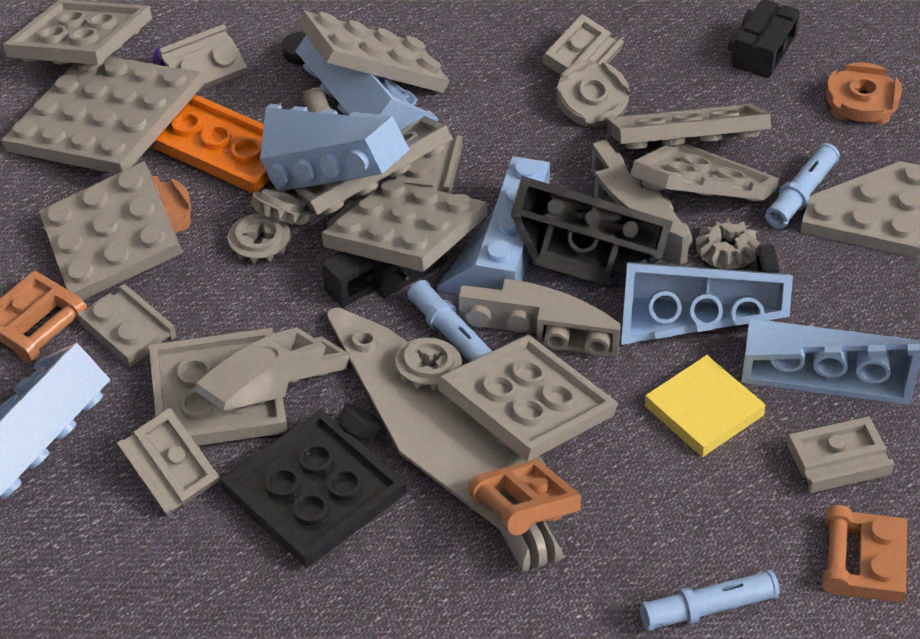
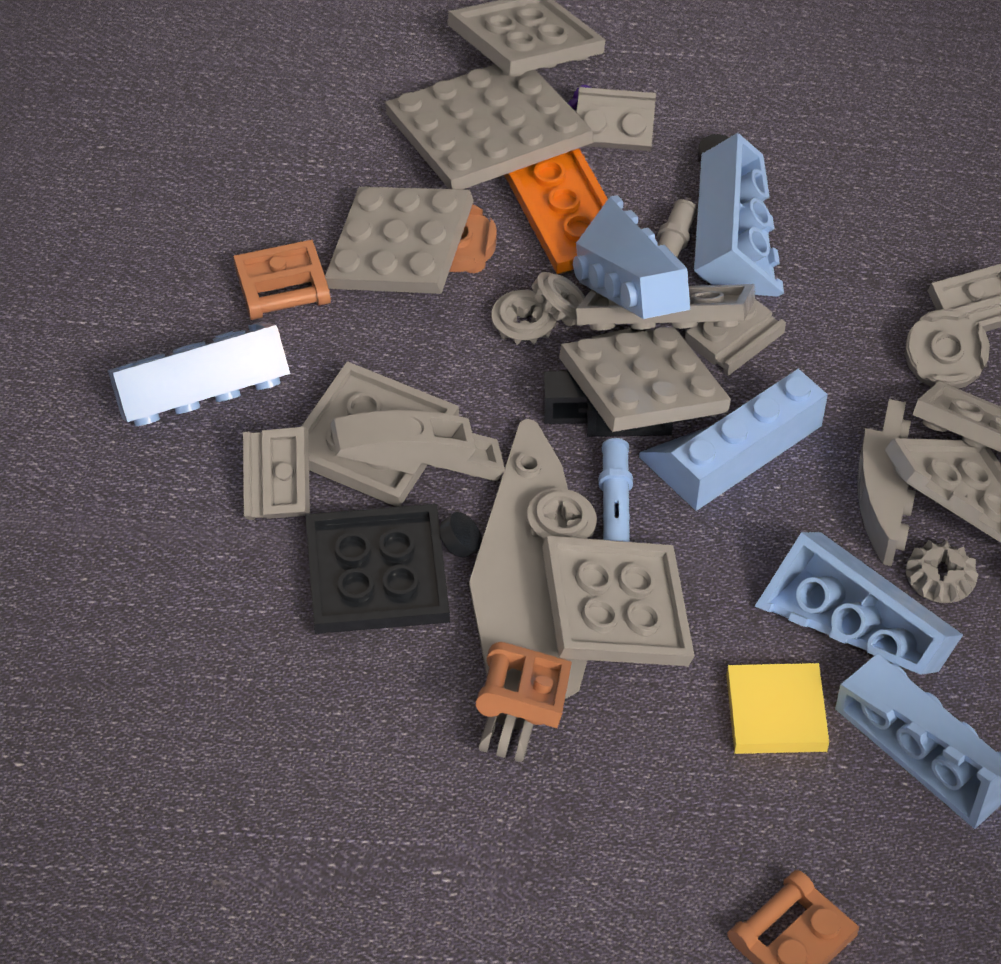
camera: 35 degrees right, 5 degrees up
(126, 325) = (350, 332): light grey plate -> none
(373, 51) = (759, 194): light grey plate -> none
(555, 317) = (708, 541): light grey slope -> none
(585, 233) = (797, 477): black wedge -> none
(692, 604) = (614, 879): light blue pin -> none
(766, 259) = (958, 610): black tile -> none
(840, 454) = (854, 830): light grey plate -> none

